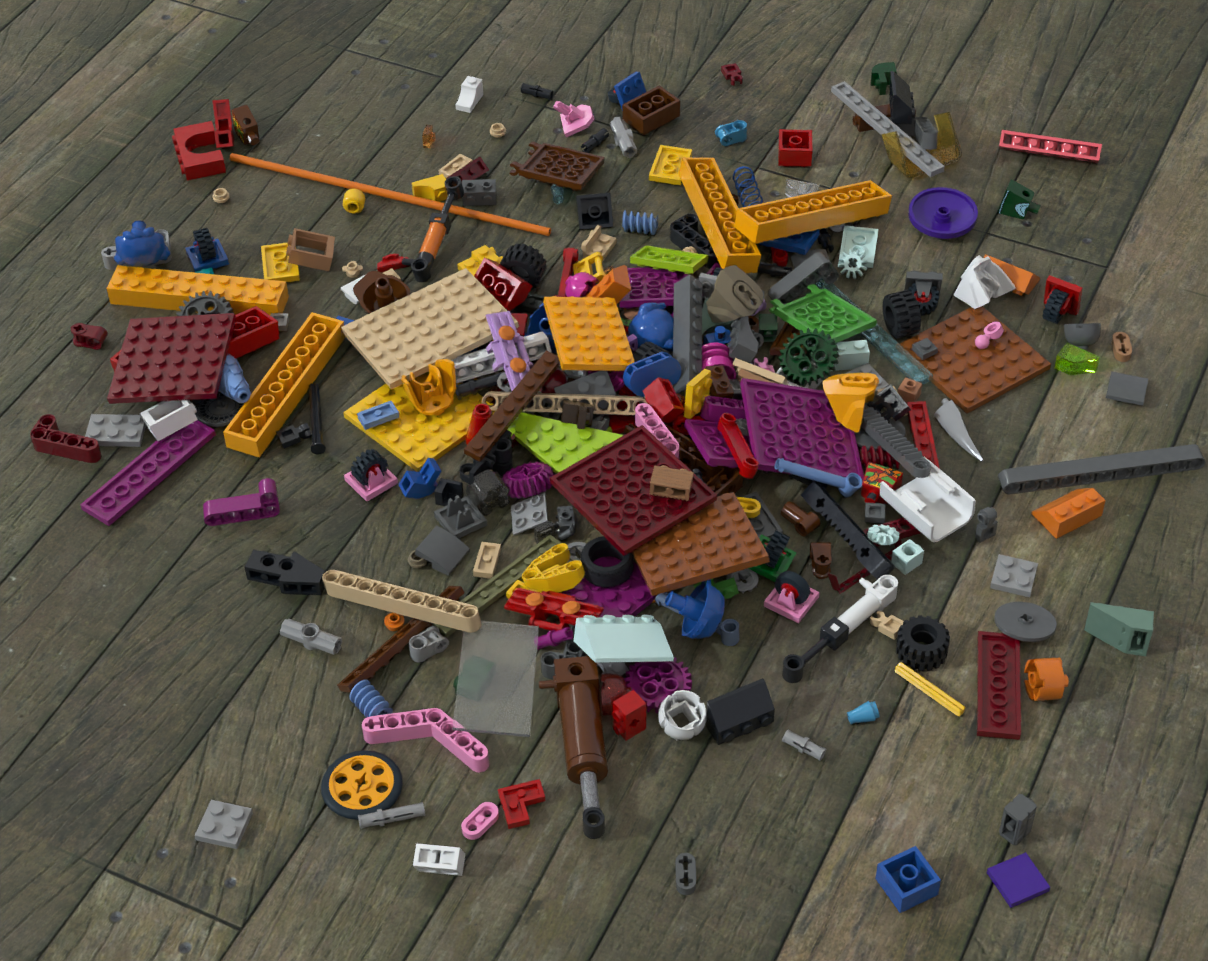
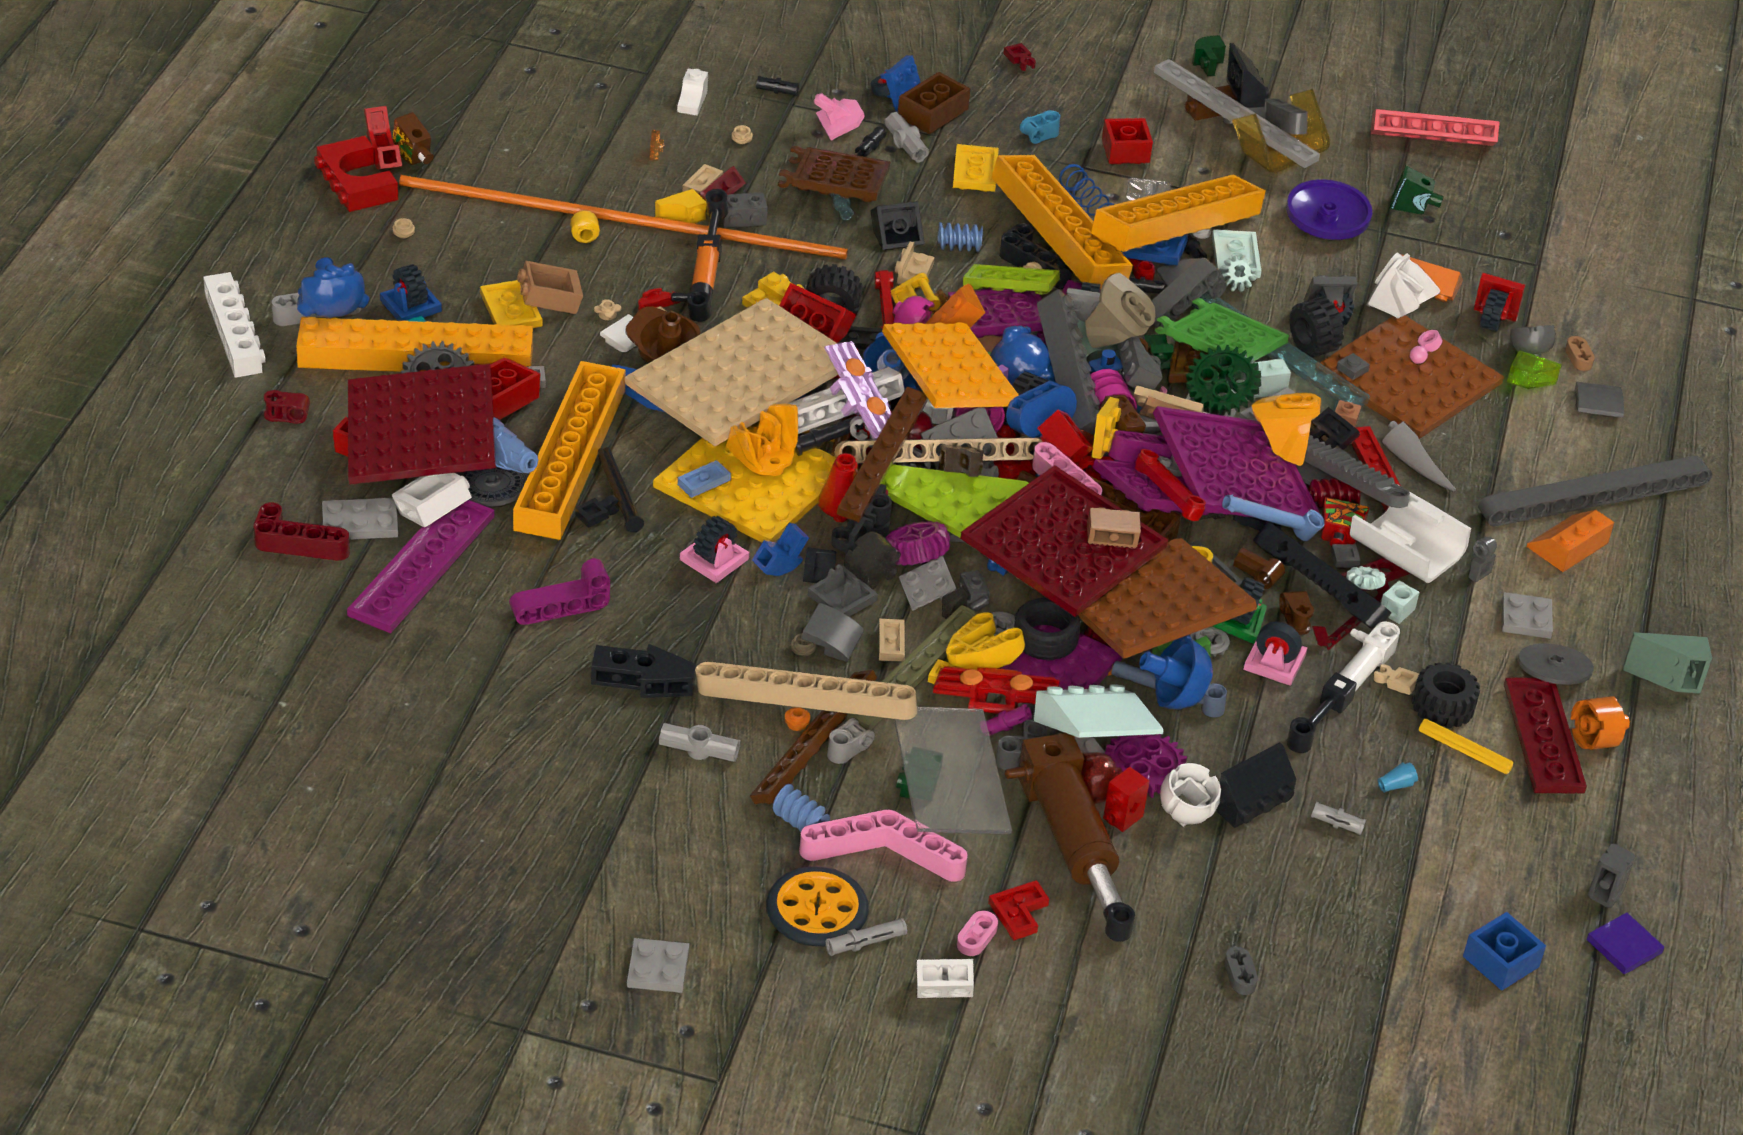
camera: 15 degrees left, 5 degrees down
(71, 267) = (233, 324): none -> white brick

